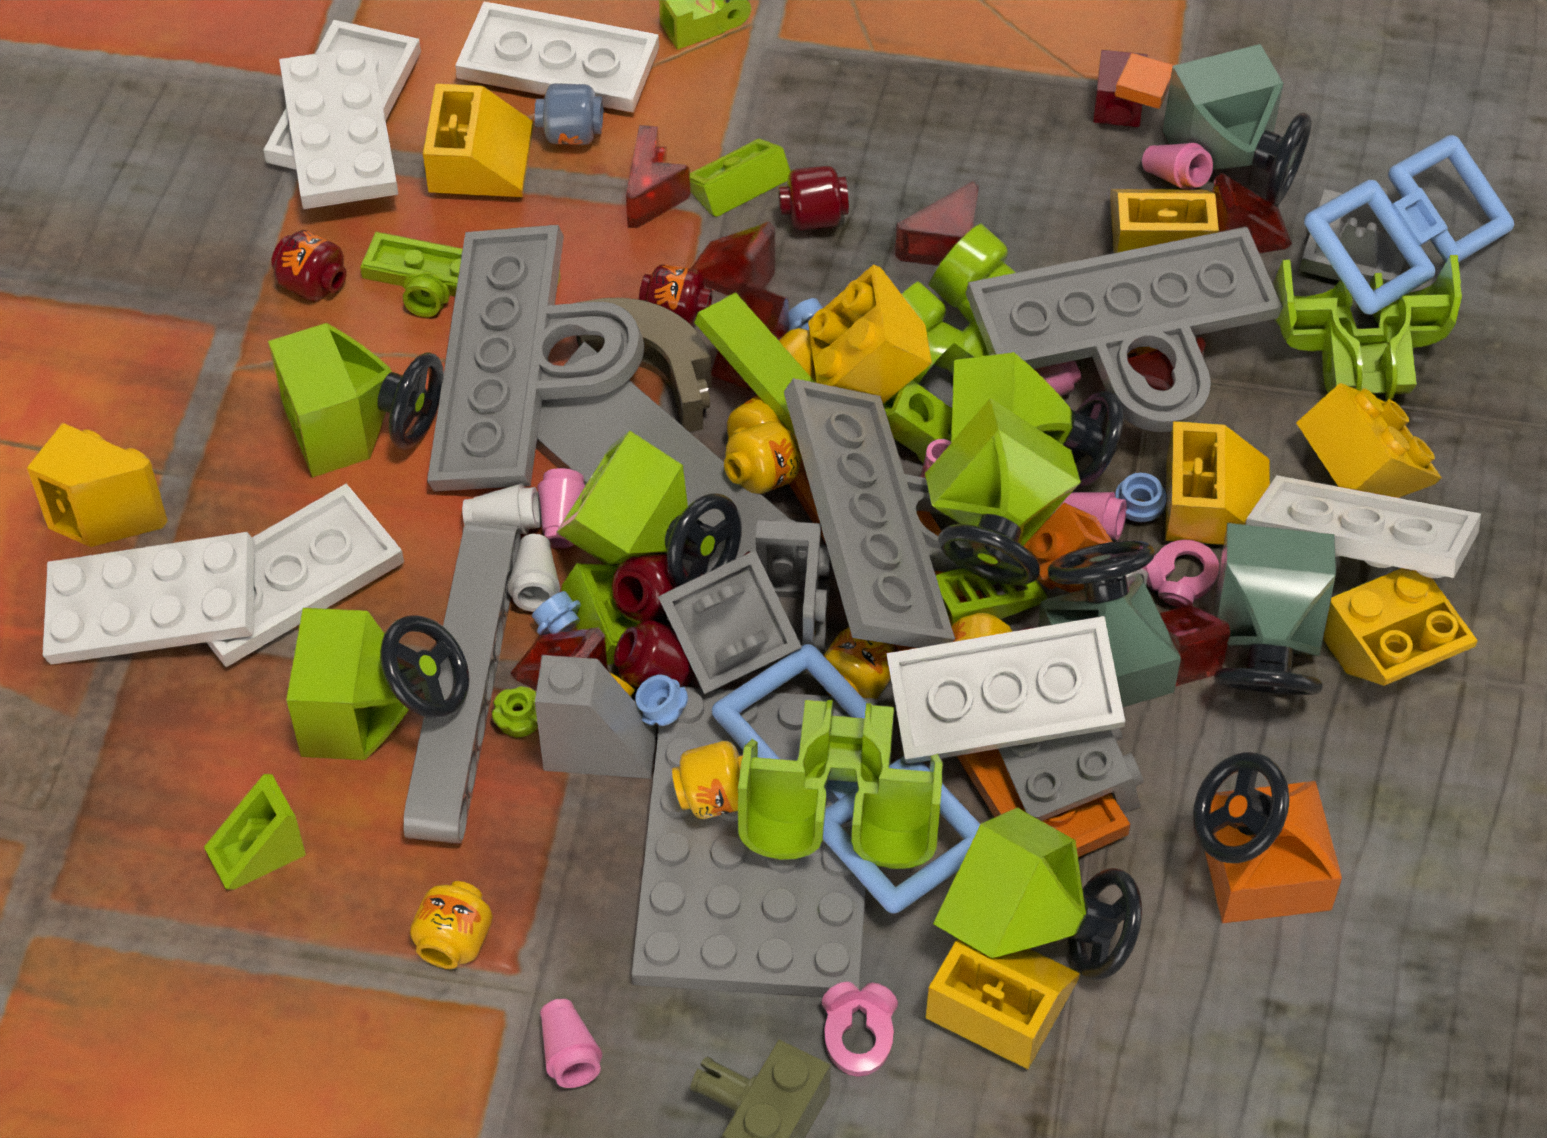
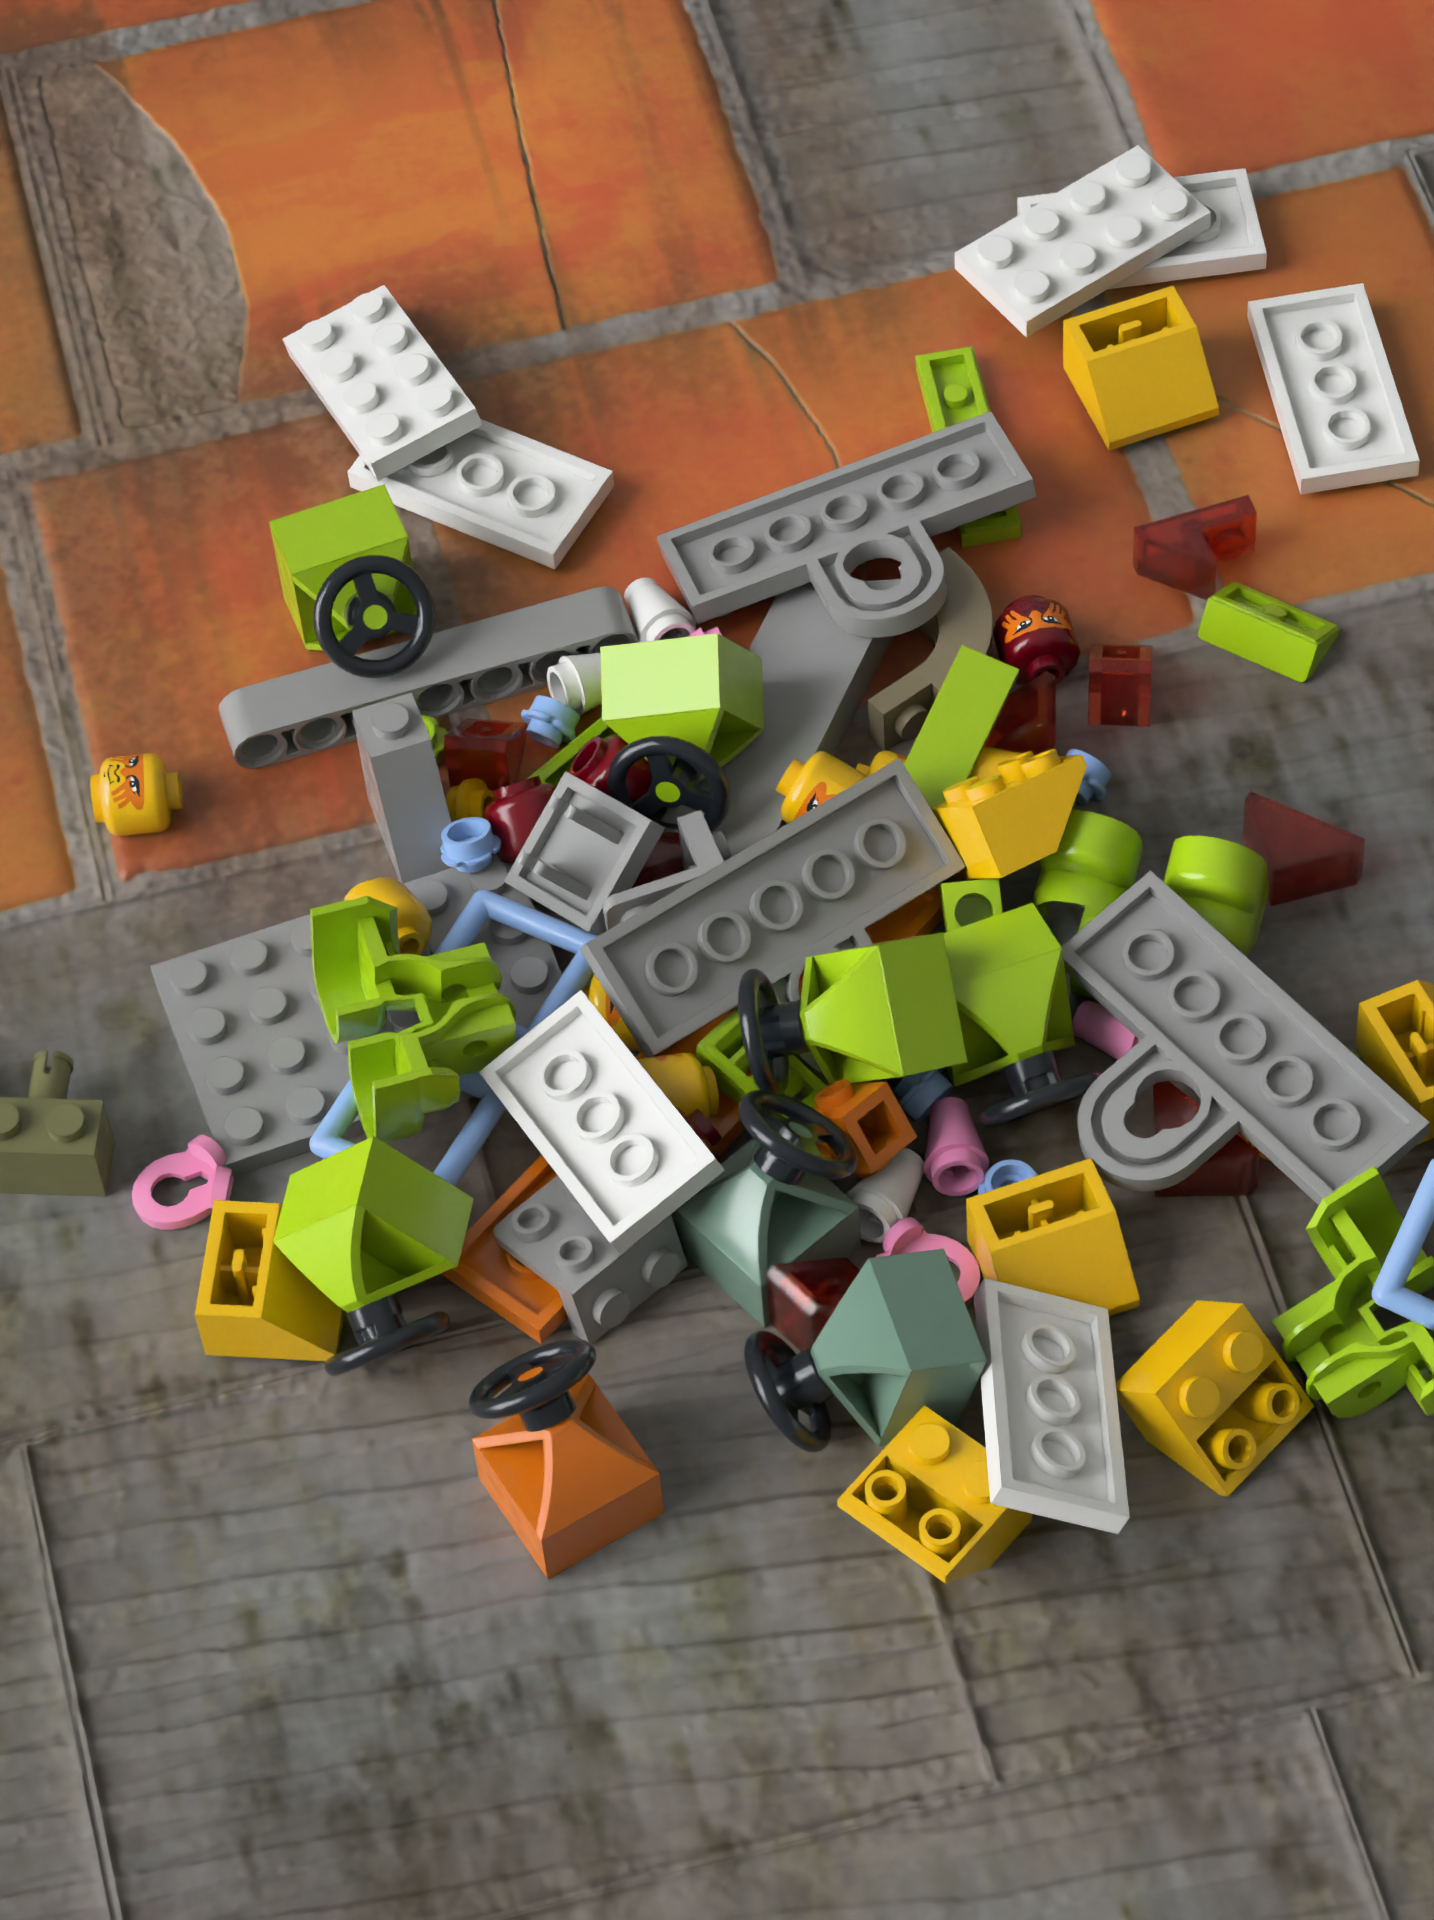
camera: 70 degrees right, 0 degrees up
(95, 488) = (478, 270): yellow slope -> none
(256, 836) = (163, 601): lime slope -> none
(308, 265) = (889, 308): dark red head -> none
(341, 393) = (700, 411): lime piece -> none
(425, 294) = (910, 421): lime plate -> none
(568, 1045) = (46, 947): bright pink cone -> none
(570, 114) = (1241, 433): sand blue head -> none
(814, 197) = (1258, 706): dark red head -> none

